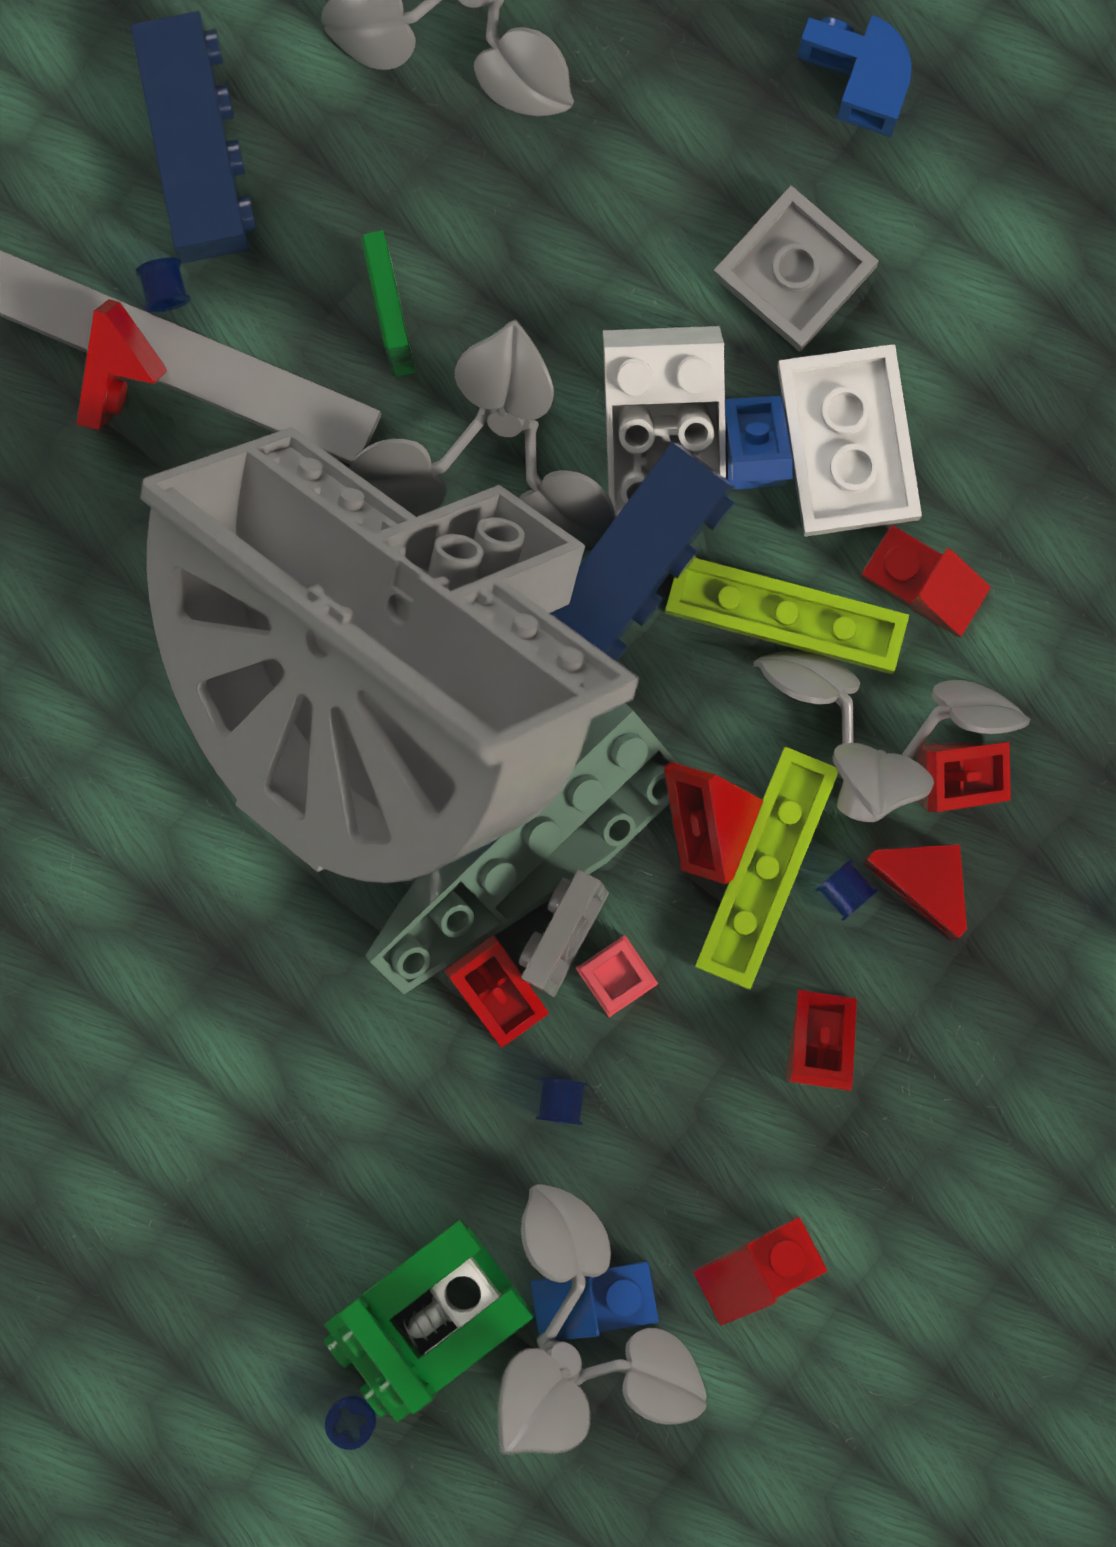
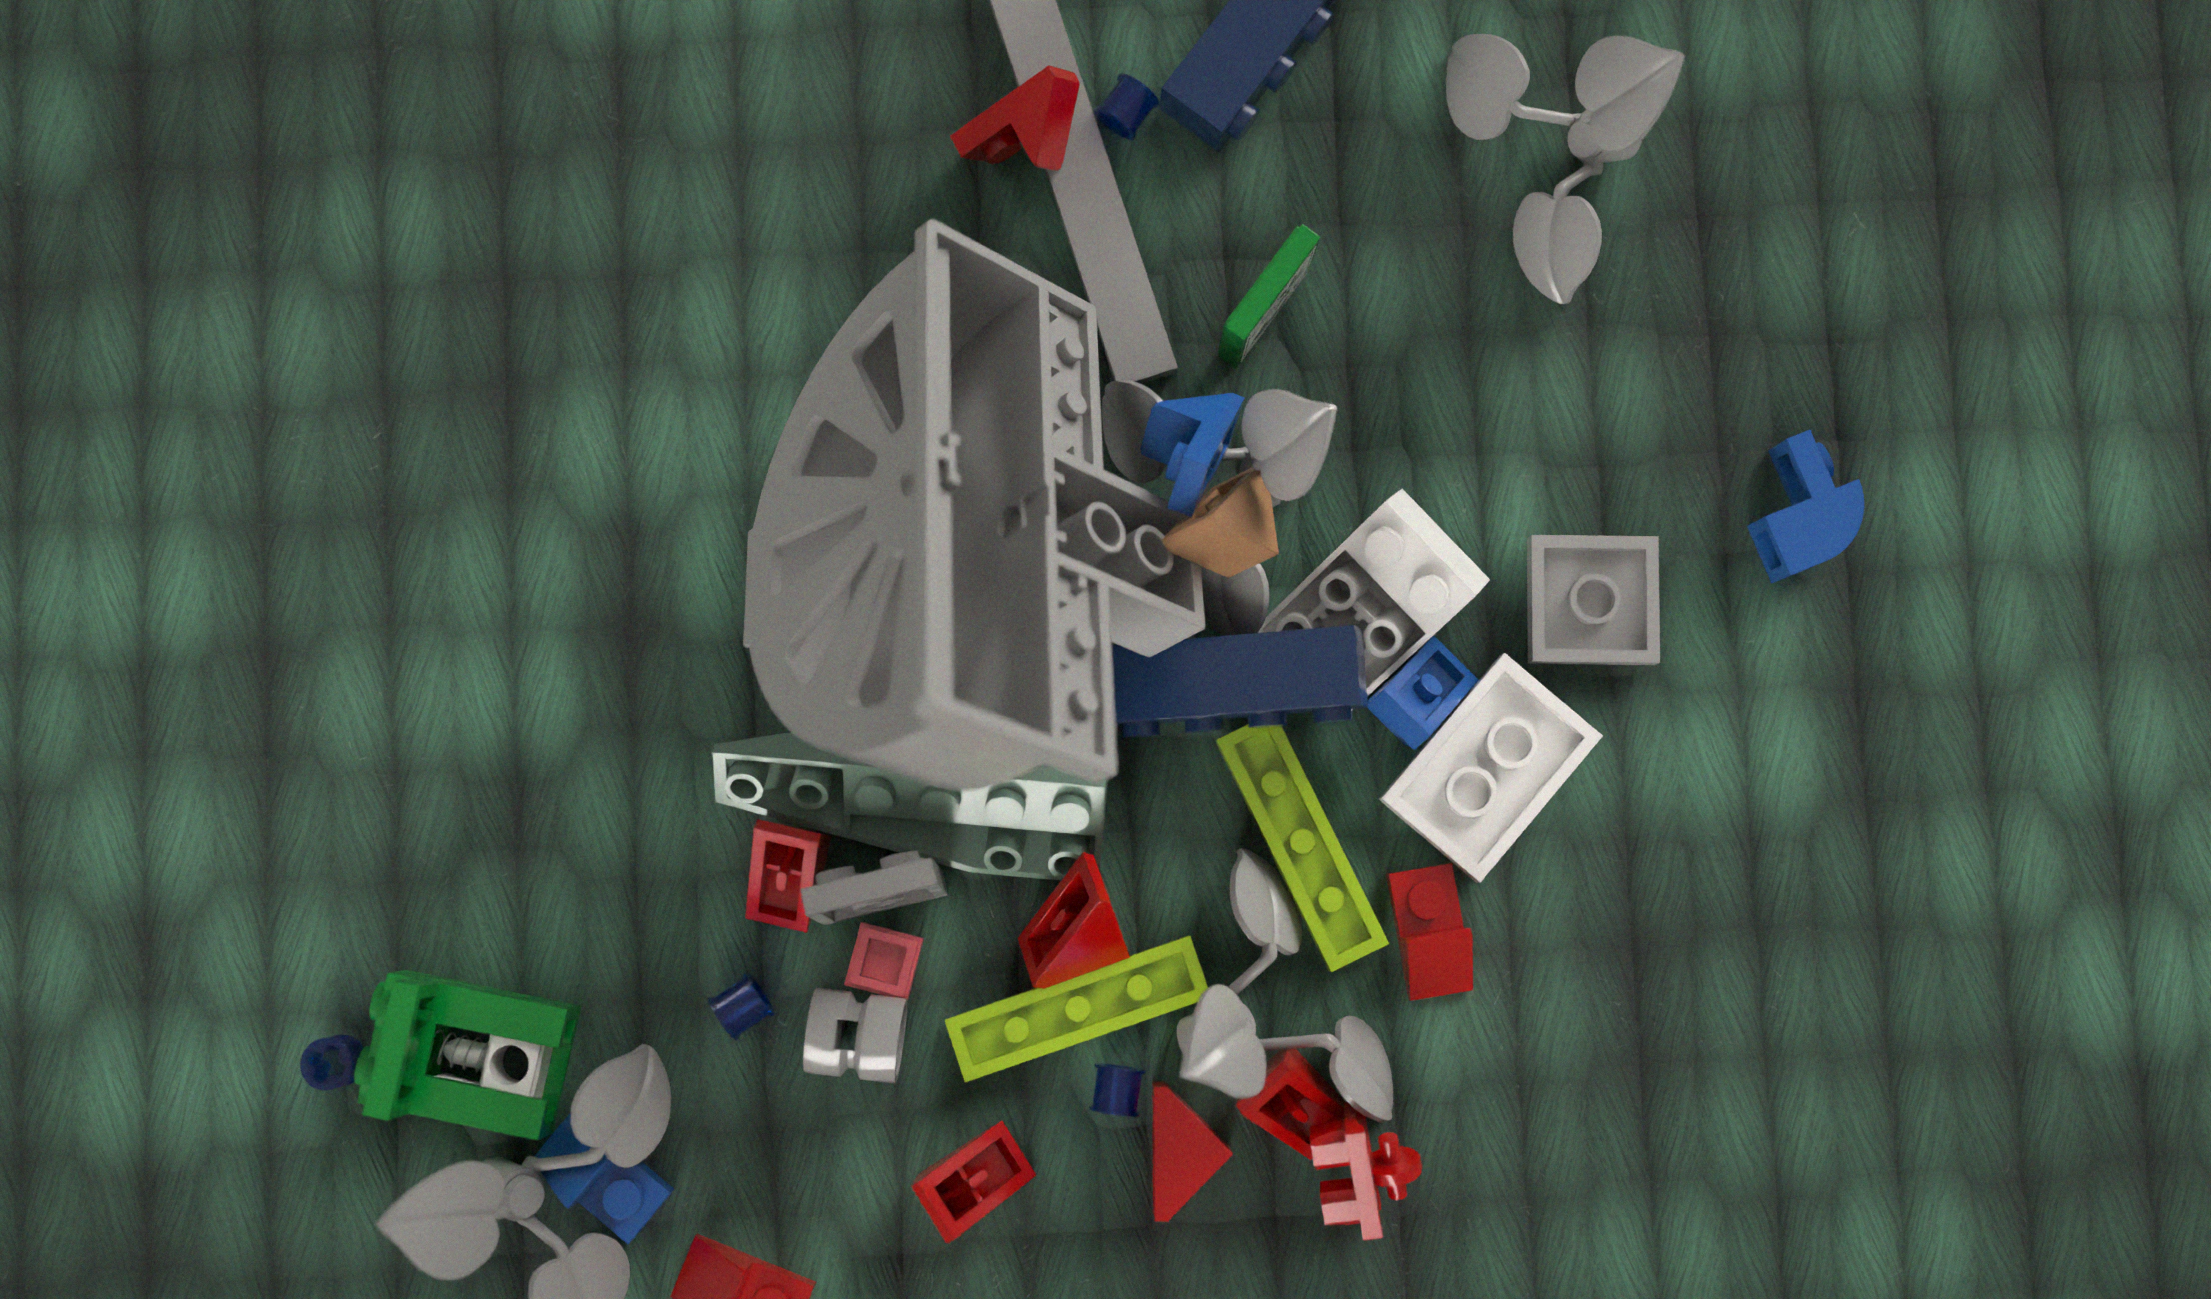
camera: 40 degrees right, 0 degrees up
(444, 443) = (1192, 441): none -> blue slope
(527, 468) = (1229, 527): none -> medium nougat slope
(667, 1022) = (877, 1041): none -> light grey wheel
(1063, 788) = (1358, 1198): none -> red hips

